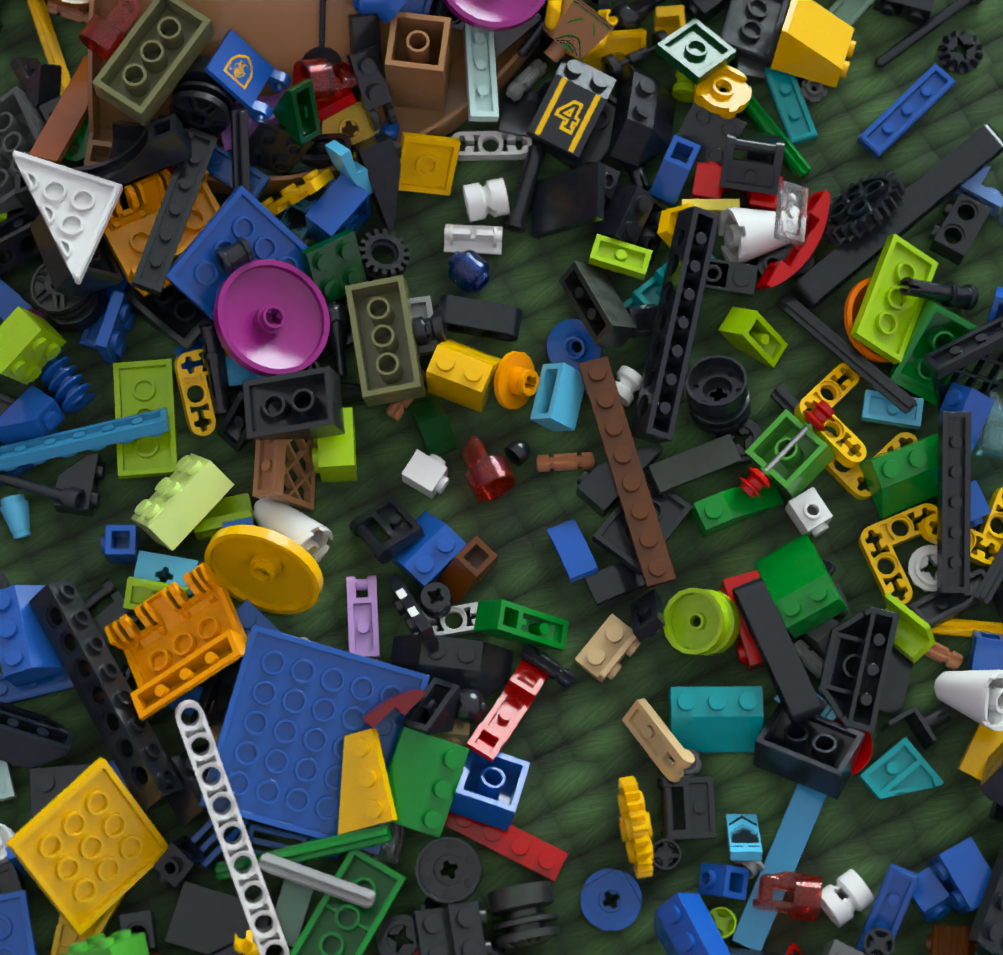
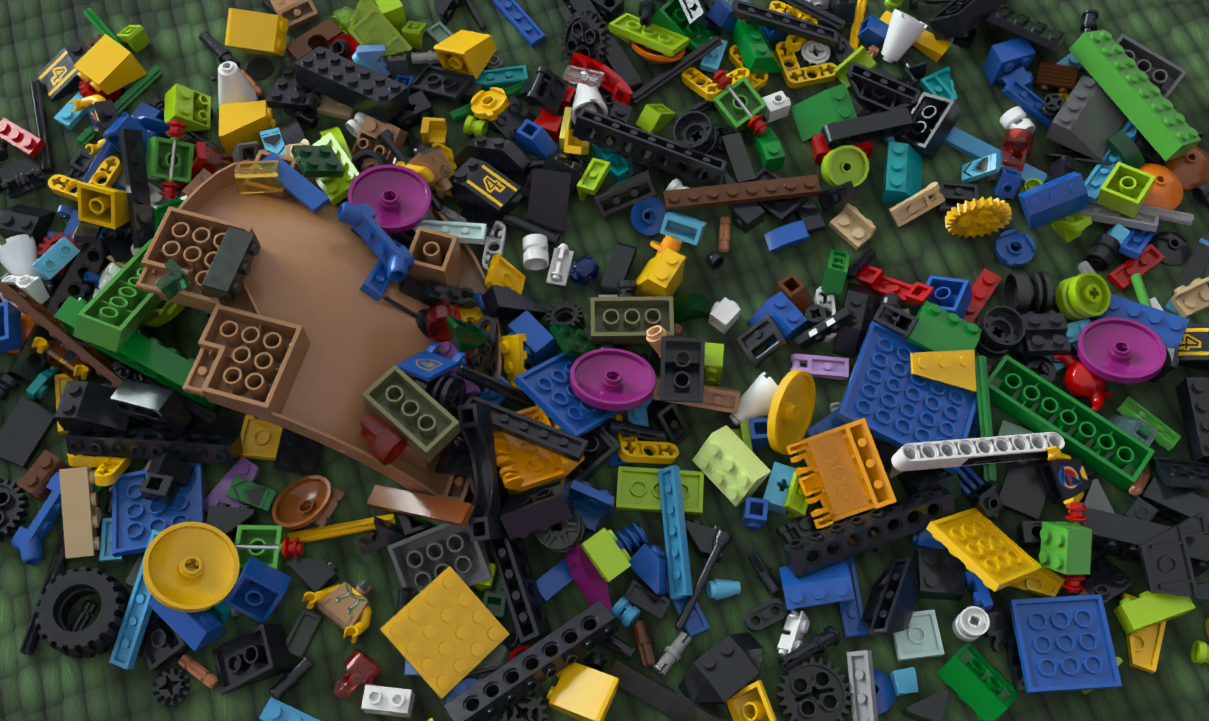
camera: 80 degrees left, 10 degrees down
(45, 565) = (764, 573): none -> black axle
(72, 205) = (511, 492): white tile -> none
(233, 255) = (567, 390): black bush -> none
(317, 880) = (1010, 403): light grey axle -> none
(344, 163) = (503, 317): medium azure slope -> none
(351, 372) = (654, 337): none -> light nougat cone
(400, 702) = (892, 336): dark red slope -> none
(486, 475) = (729, 277): clear red piece -> none
(612, 66) = (446, 136): black wheel -> none
(695, 51) = (461, 110): plate -> none

